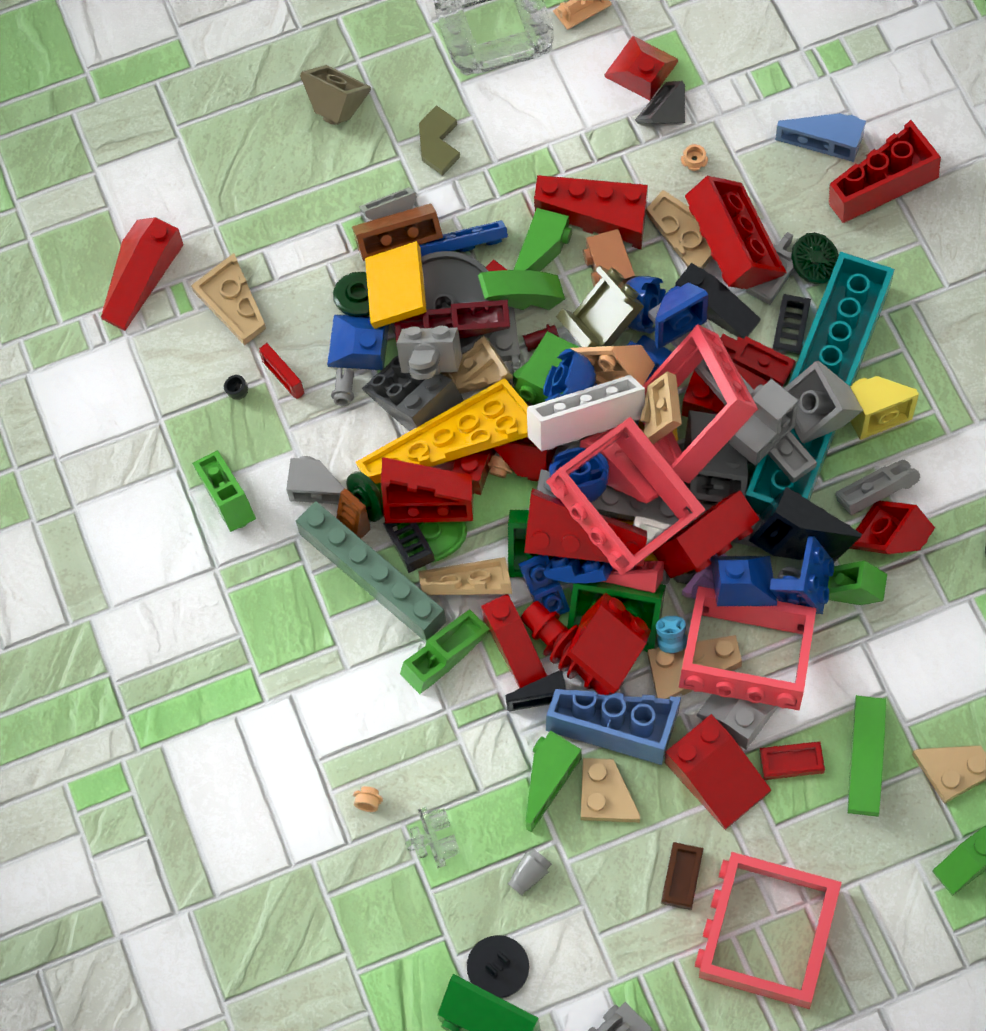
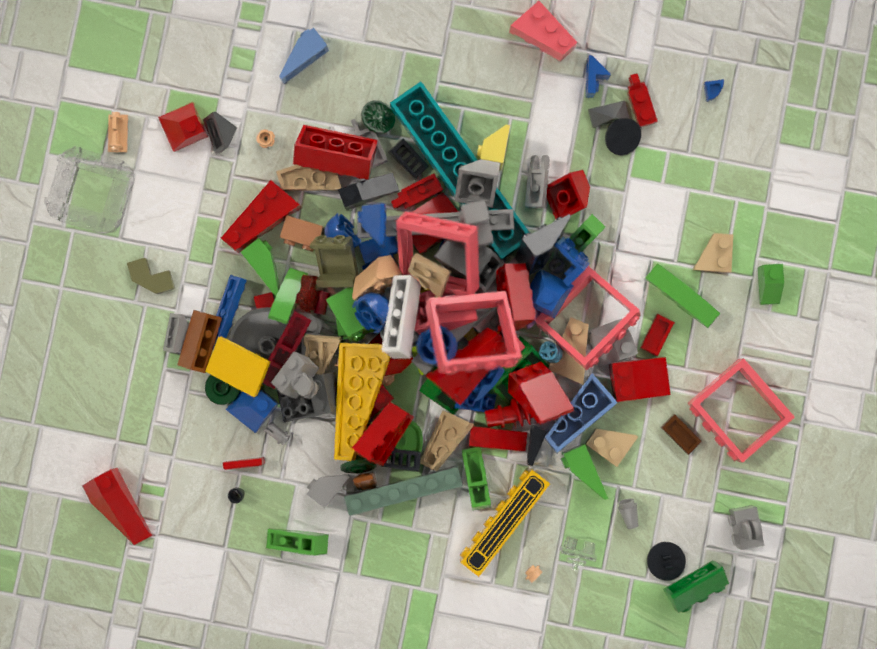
camera: 65 degrees left, 20 degrees up
(230, 299) = (175, 463): tan wing -> none
(333, 93) = (75, 317): dark tan slope -> none
(412, 718) = (504, 522): none -> brick
(546, 301) = (308, 294): none -> clear red plate
(885, 174) = (353, 36): red wedge -> none

